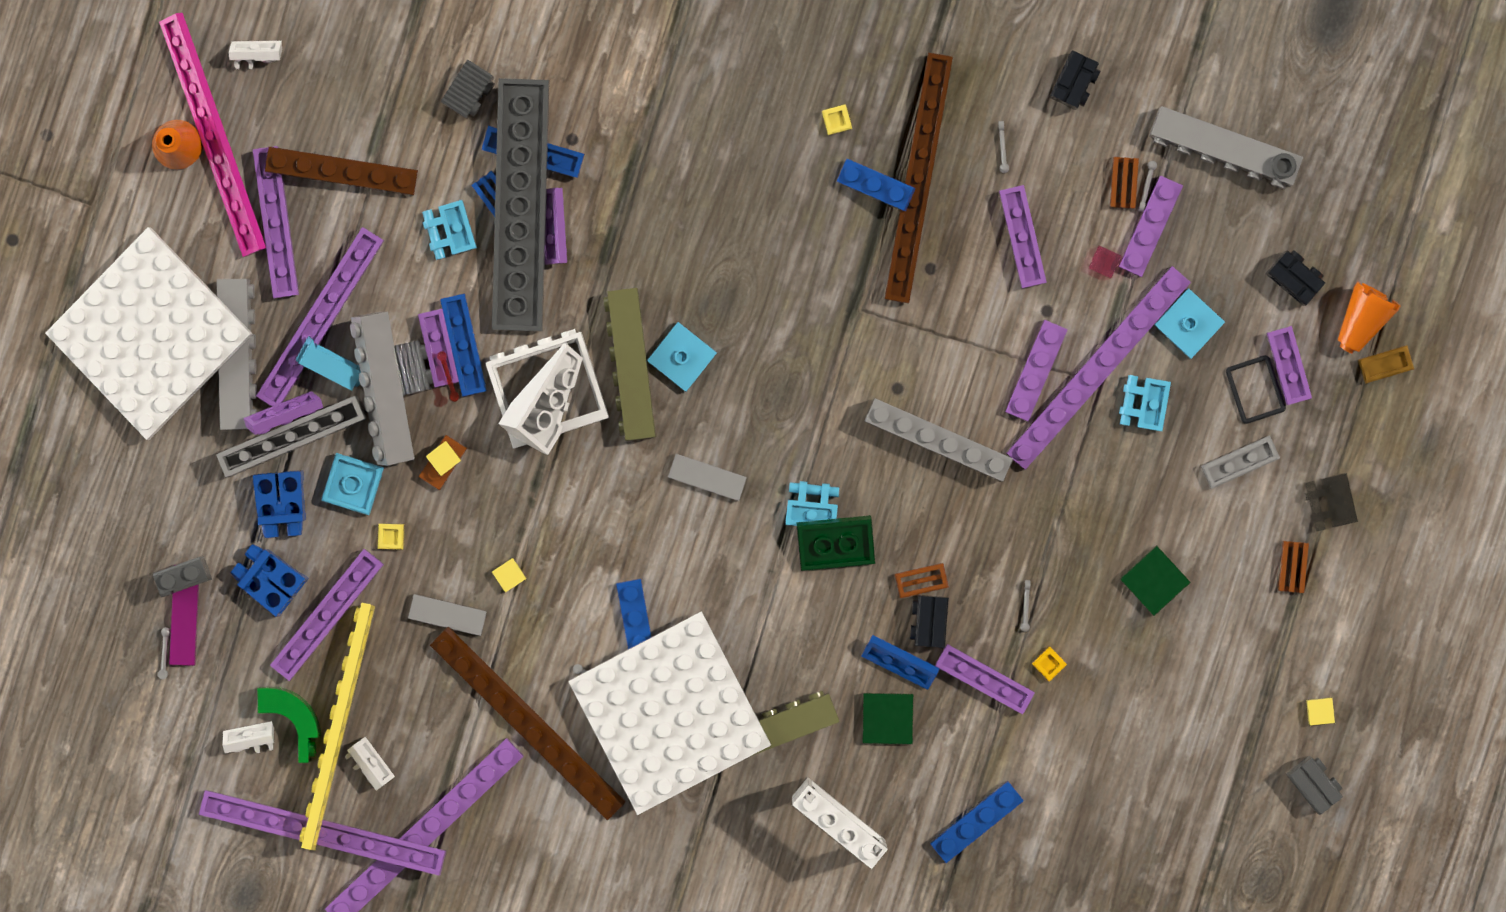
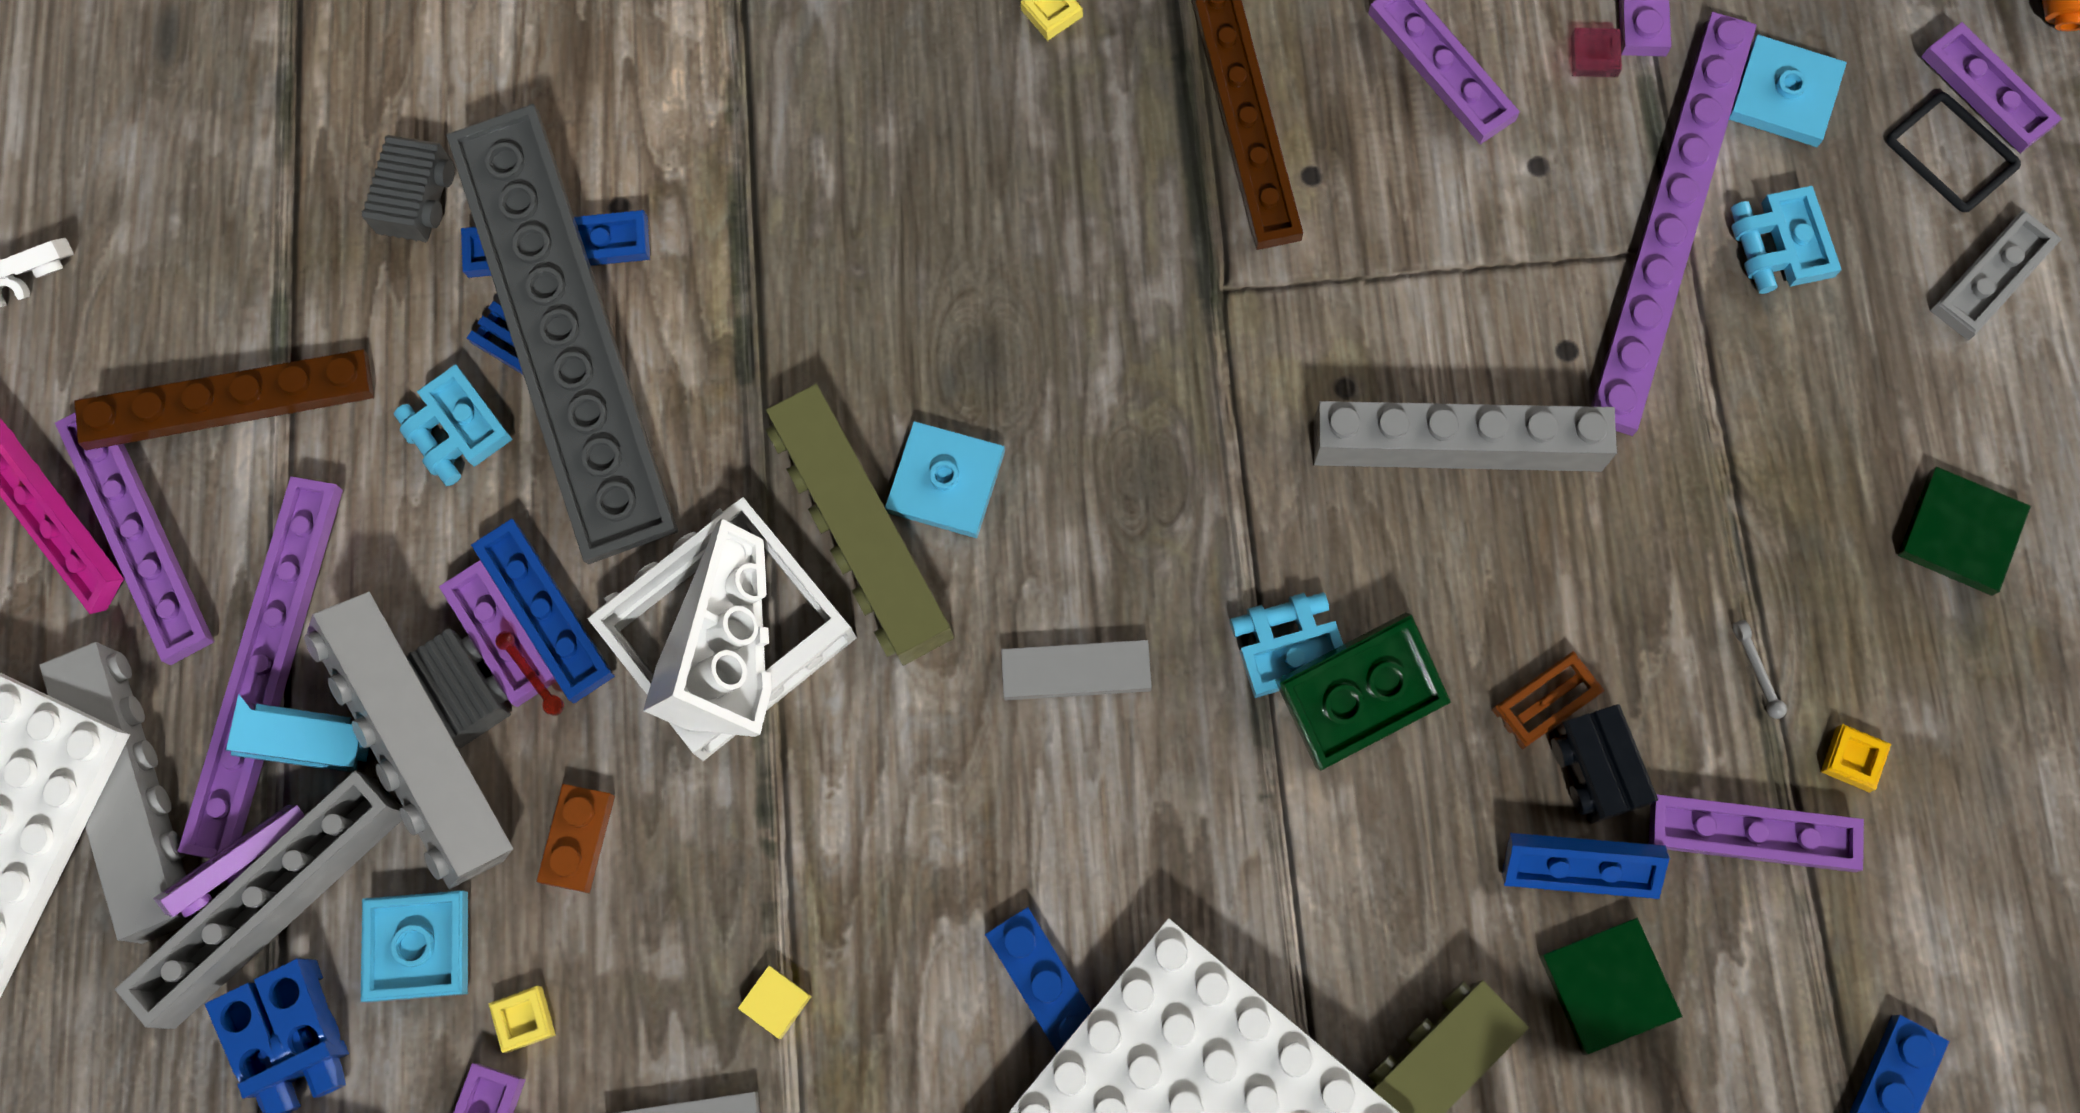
camera: 15 degrees left, 15 degrees down
(443, 458) = (568, 825): light yellow tile -> none
(555, 228) = (641, 359): medium lavender plate -> none
(876, 184) = (1161, 73): blue plate -> none
(1036, 370) = (1570, 264): medium lavender plate -> none

